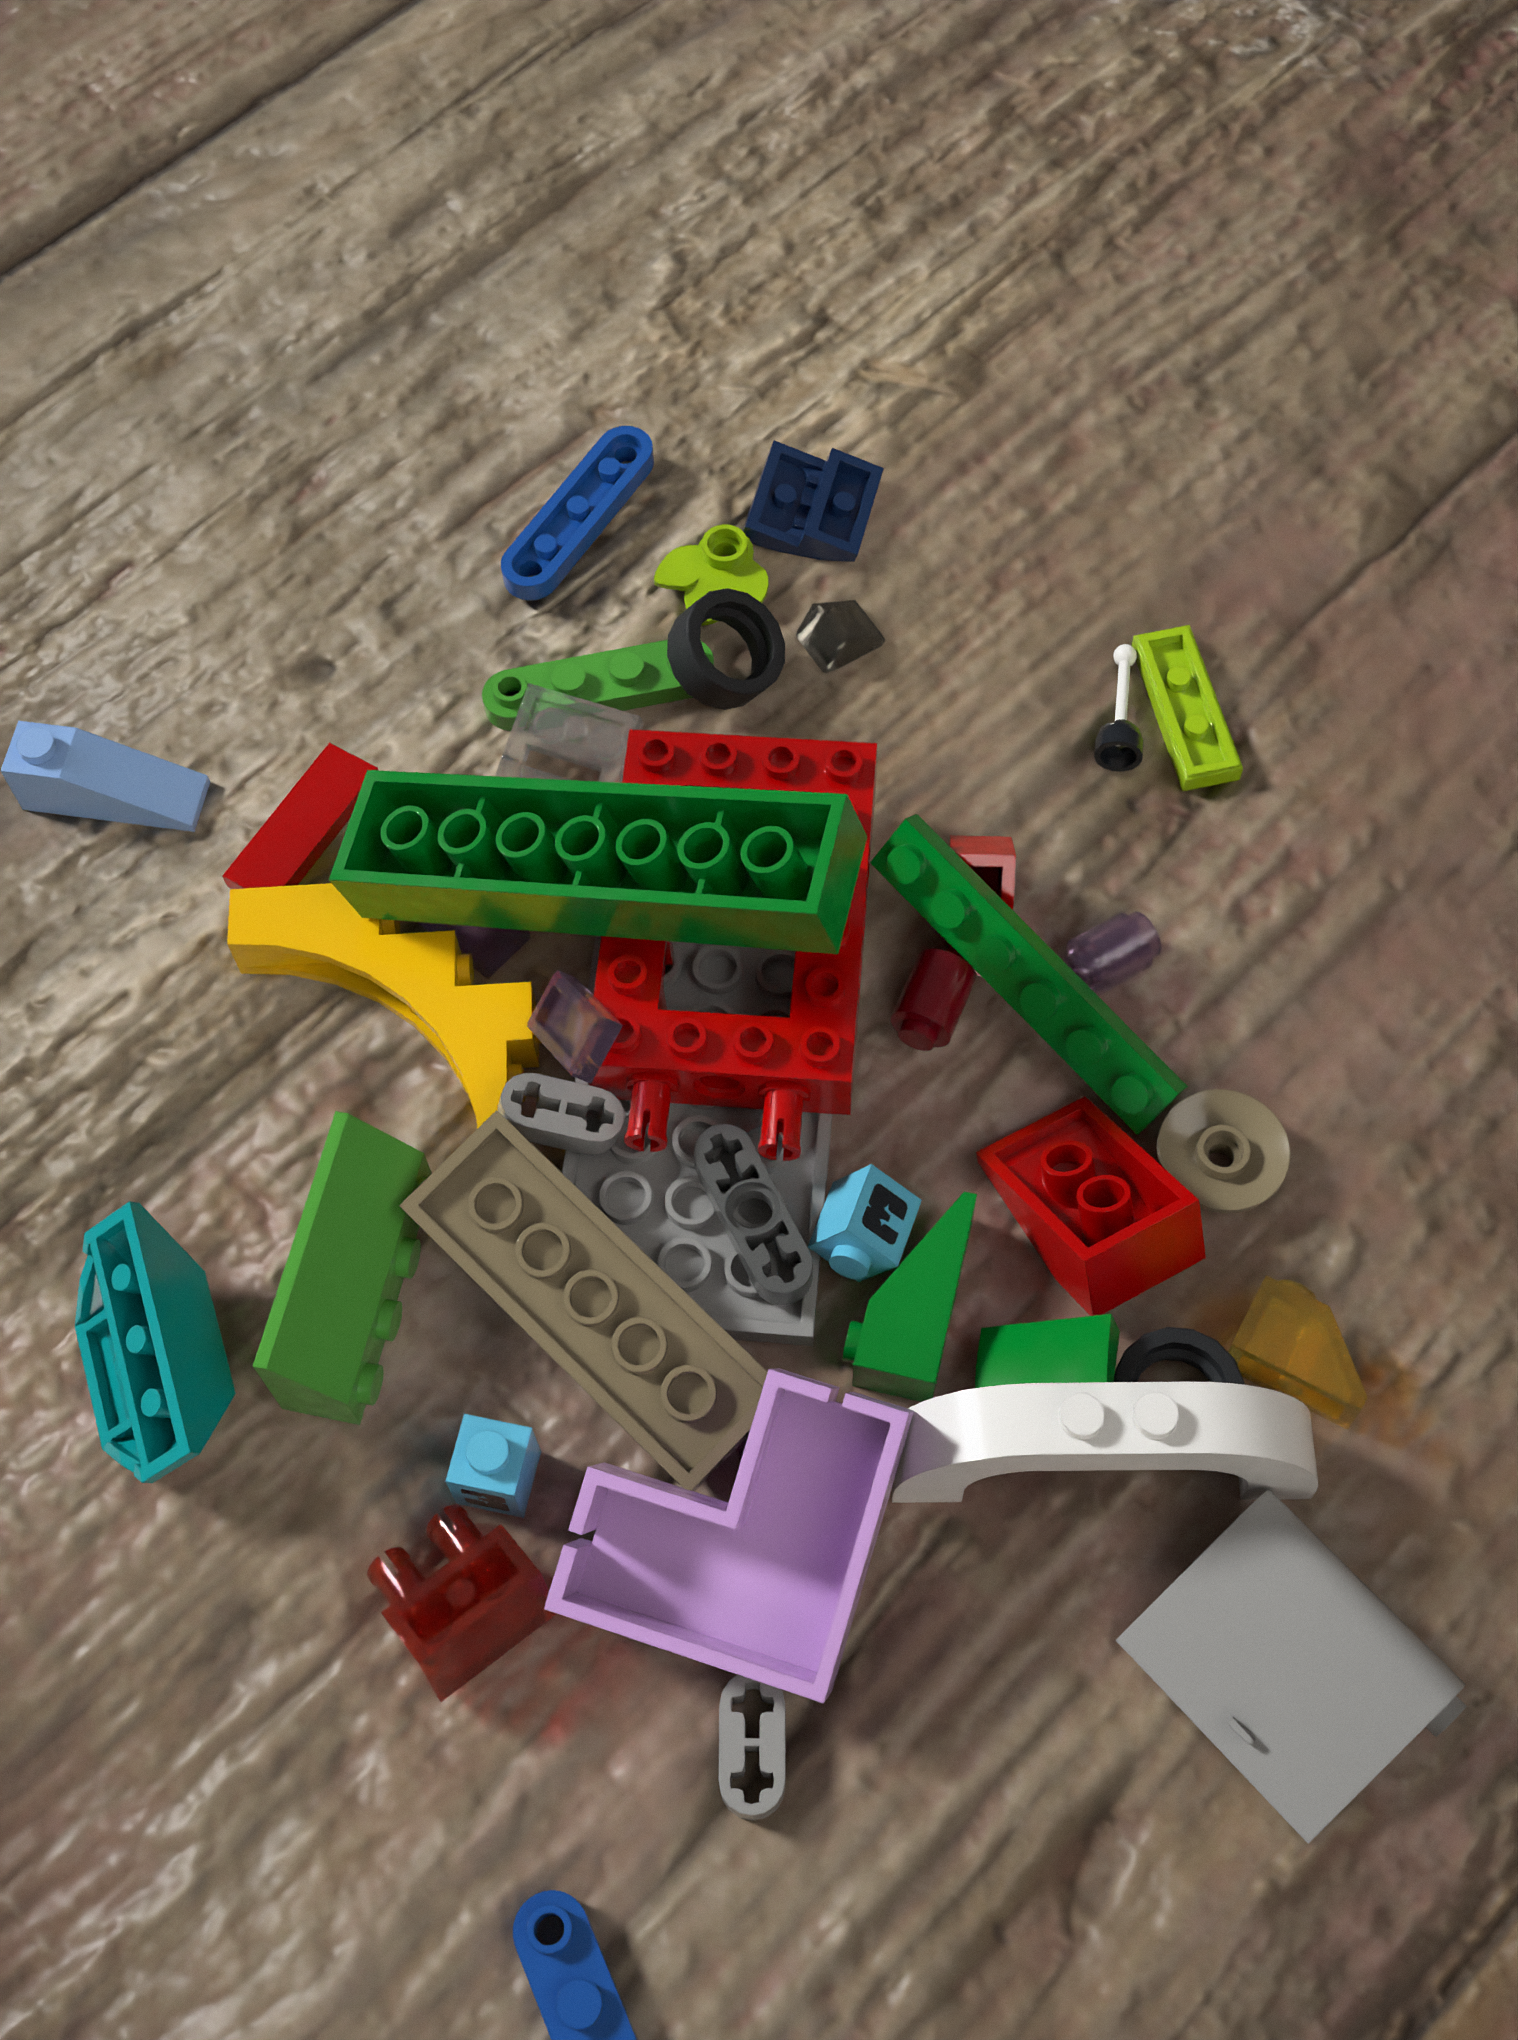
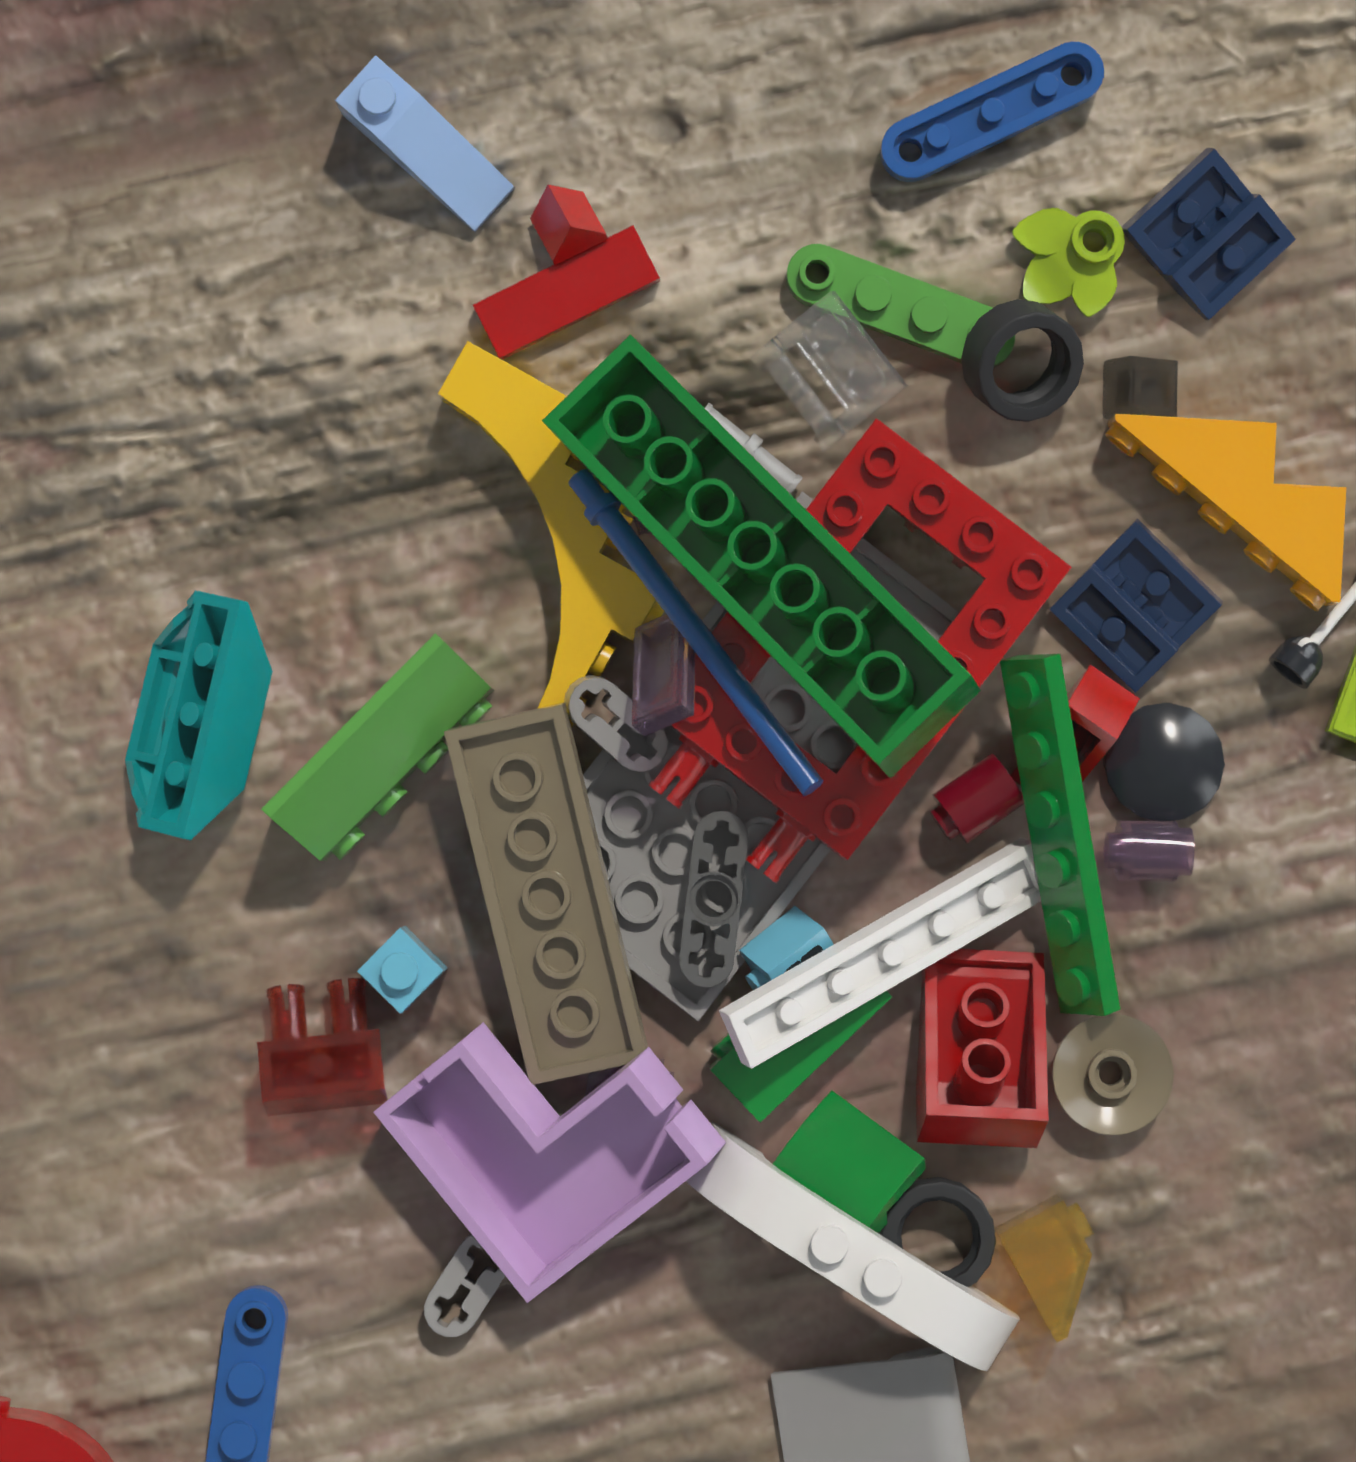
camera: 30 degrees right, 25 degrees up
(267, 773) = (566, 223): none -> red slope
(435, 941) = (604, 511): none -> blue bar
(937, 1165) = (882, 954): none -> white plate
(955, 778) = (1136, 605): none -> dark blue slope
(961, 645) = (1232, 476): none -> light orange slope
(1069, 882) = (1165, 762): none -> black dish

